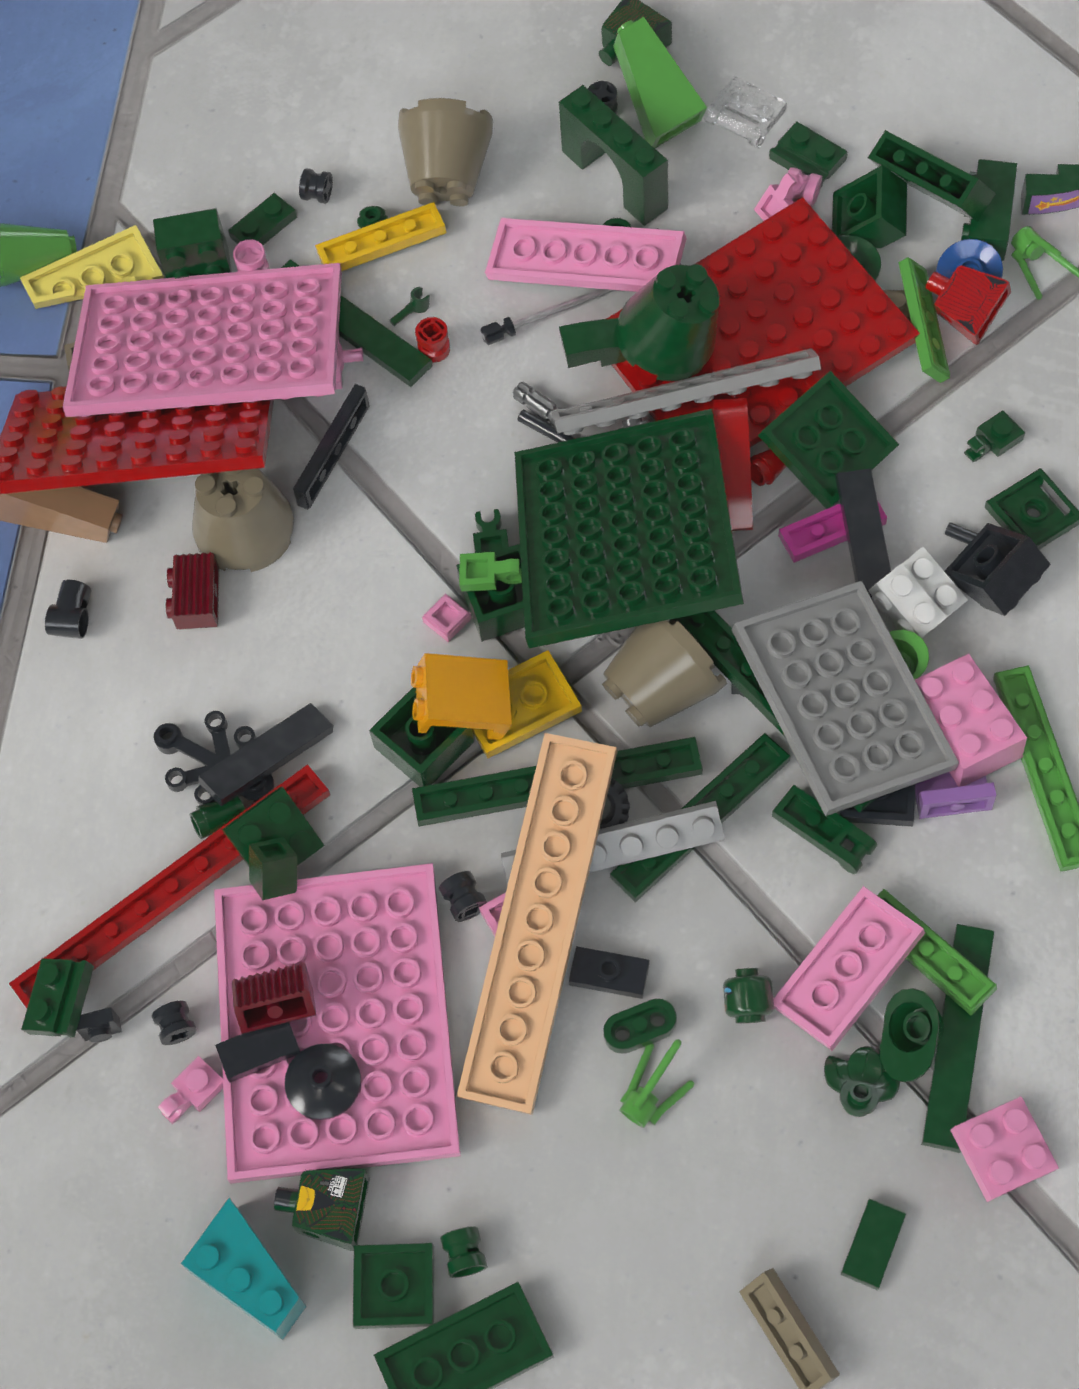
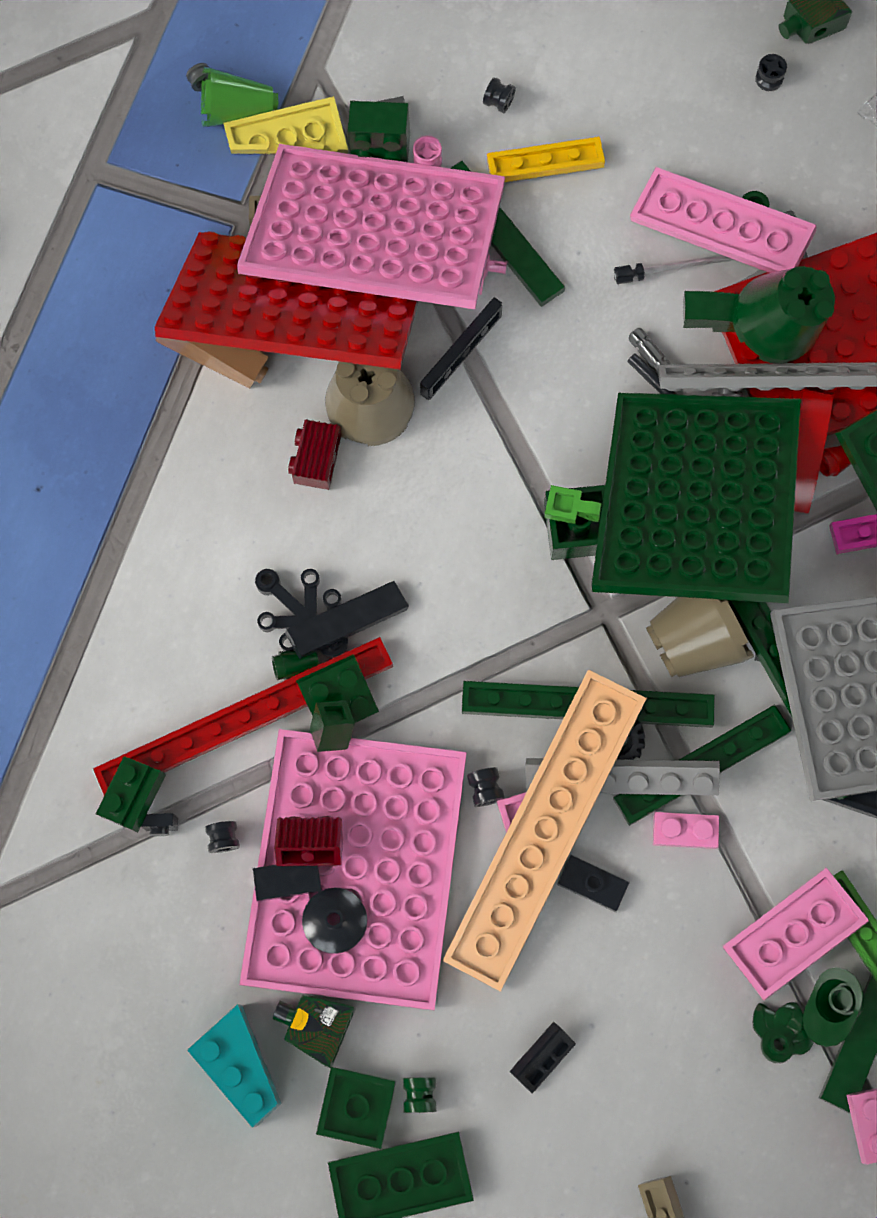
camera: 10 degrees right, 10 degrees up
(69, 615) = (206, 449): black piece -> none
(195, 1087) = (229, 895): bright pink plate -> none
(263, 221) = (445, 118): dark green plate -> none
(371, 212) = (539, 131): dark green plate -> none
(416, 305) = (561, 230): dark green hand -> none
(418, 754) = (482, 636): dark green brick -> none
(433, 338) = (570, 275): red wheel -> none
(444, 149) = (620, 90): dark tan cone -> none
(446, 617) = (526, 530): bright pink tile -> none
(462, 693) = (525, 612): light orange panel -> none
(490, 537) = (579, 472): dark green plate -> none
(538, 701) = (569, 626): yellow plate -> none
(594, 129) = (757, 101): dark green arch -> none
(596, 1175) = (542, 1057): none -> black plate
(637, 1023) = (608, 938): dark green plate -> none
(640, 1104) = (593, 1006): bright green plant -> none
(657, 86) = (823, 69): bright green slope -> none
(699, 890) = (686, 830): none -> bright pink plate
(748, 996) = (705, 936): dark green head -> none
(805, 817) = (792, 791): dark green plate -> none
(873, 1244) = (758, 1173): dark green tile -> none

